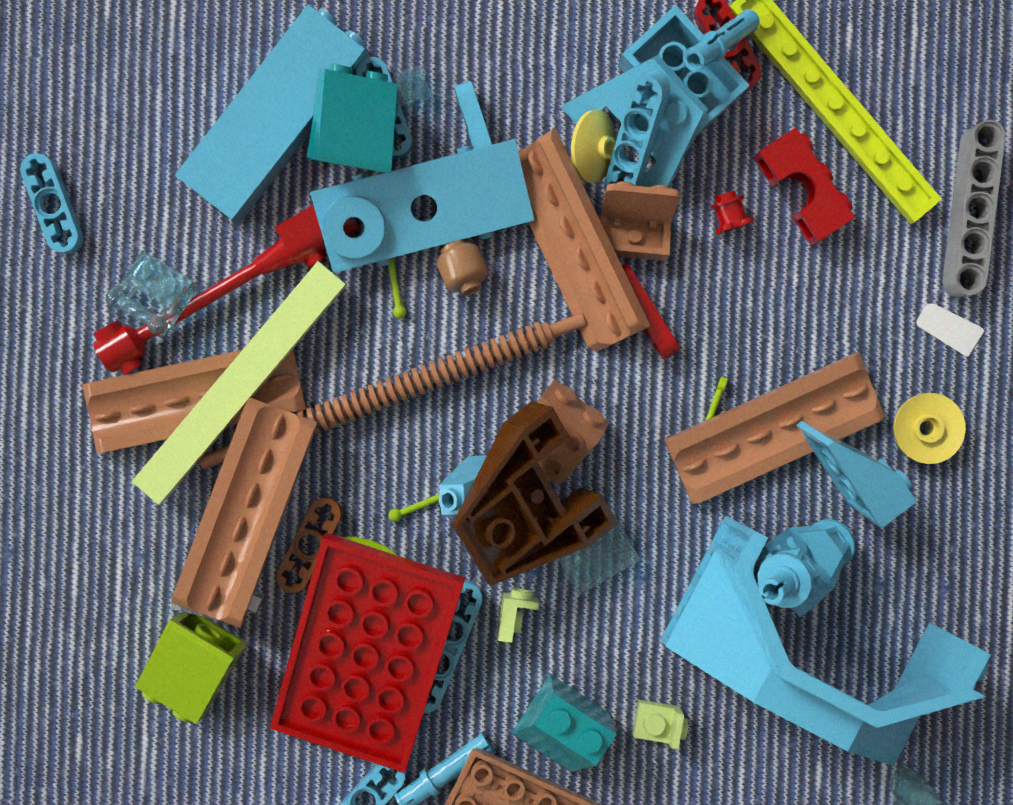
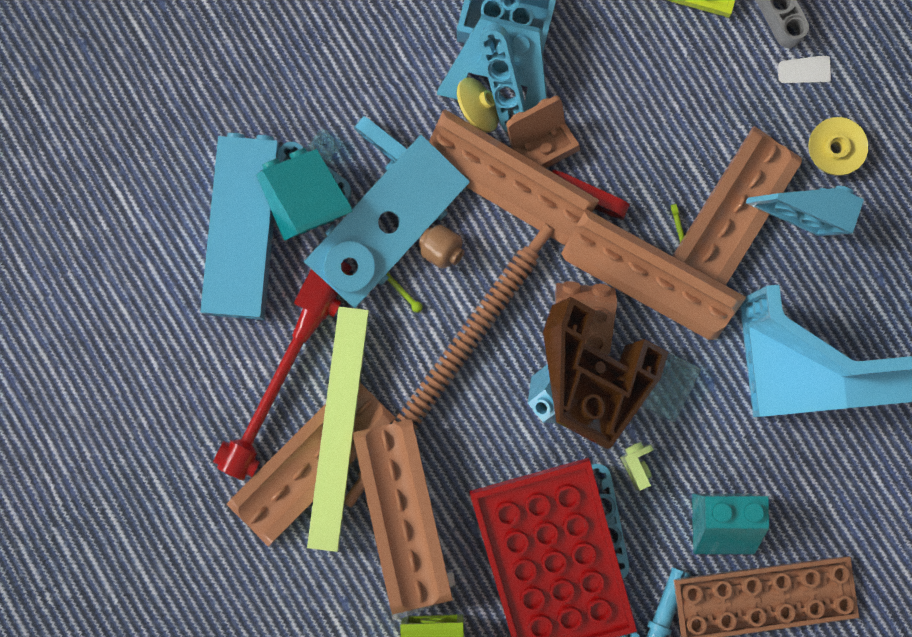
camera: 25 degrees left, 5 degrees down
(51, 176) = (101, 384): medium azure beam -> none
(158, 283) = (234, 396): clear light blue plate -> none
(288, 563) = (455, 536): dark orange beam -> none
(395, 514) = (508, 451): lime hinge -> none
(652, 435) = (651, 276): none -> nougat plate
(660, 723) = (793, 476): yellowish green bracket -> none
(730, 212) = (601, 89): red brick -> none
(793, 158) = (663, 43): red arch -> none
(804, 564) = (817, 290): medium azure plate -> none

